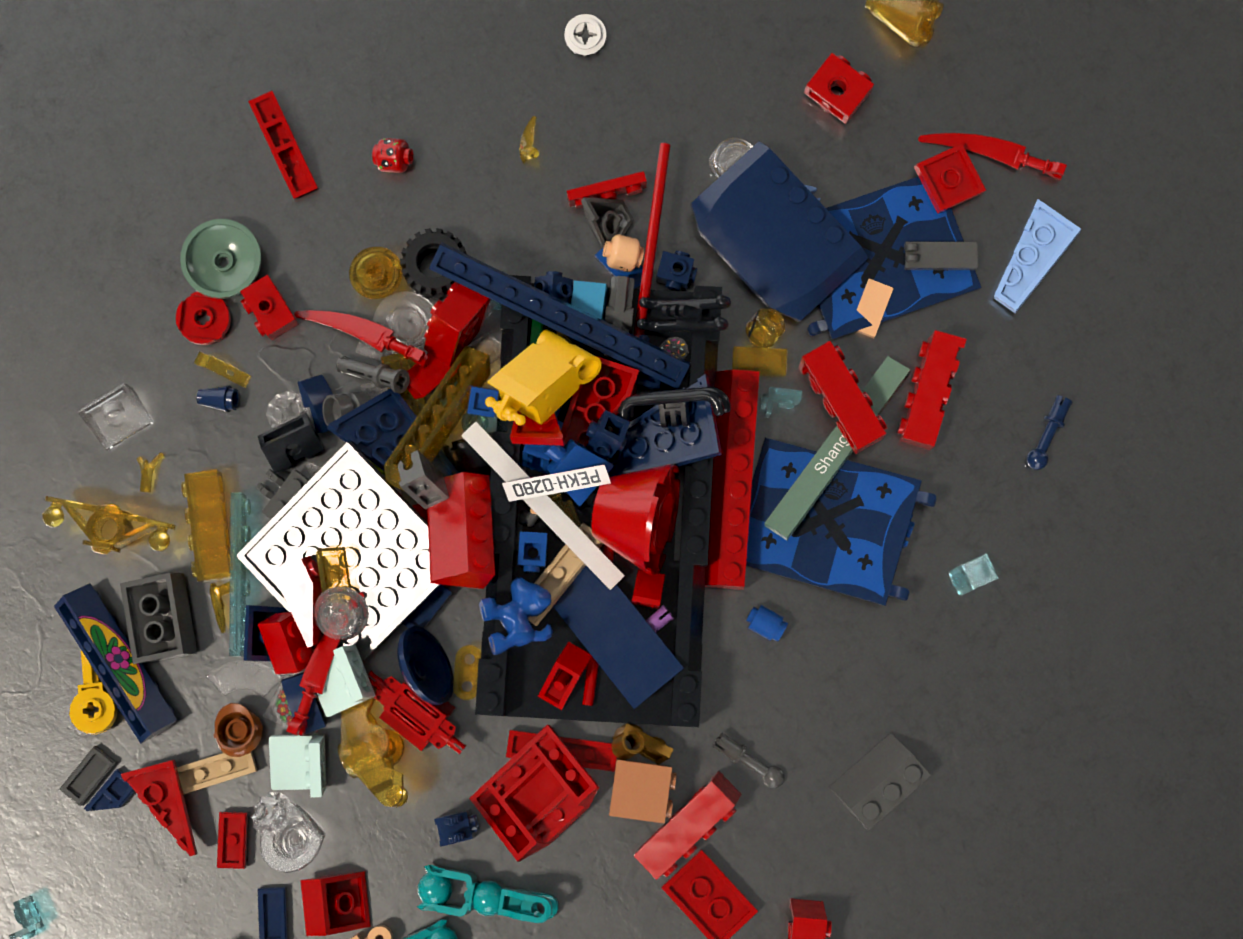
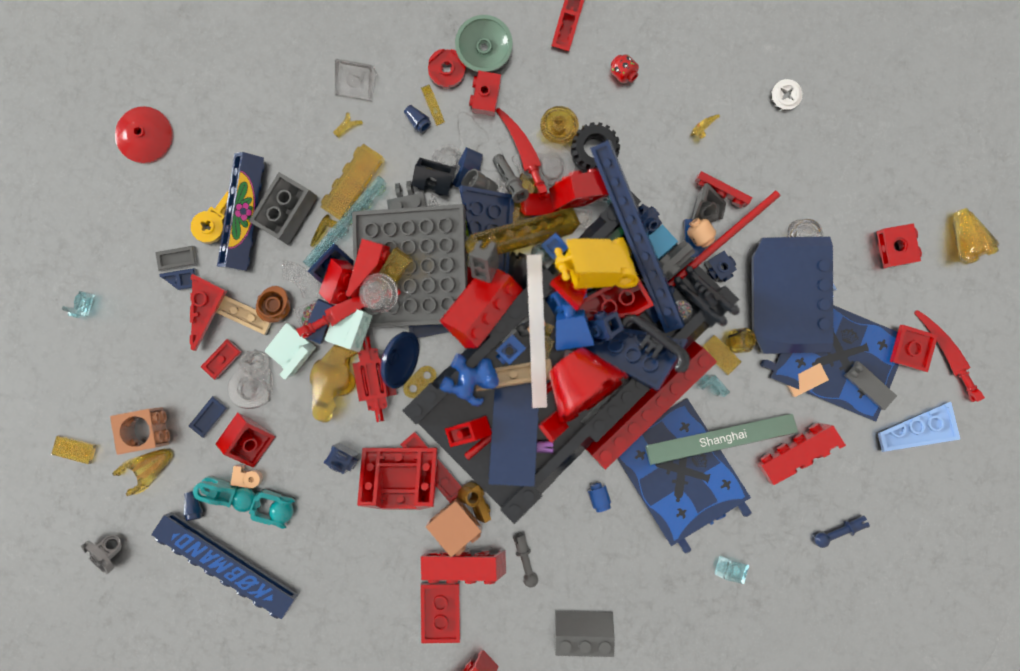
camera: 40 degrees right, 5 degrees up
(158, 540) = (291, 129): clear yellow piece -> none
(485, 897) = (325, 508): teal piece -> none
(556, 483) = (555, 327): white sticker -> none
(843, 396) = (750, 415): red wedge -> none

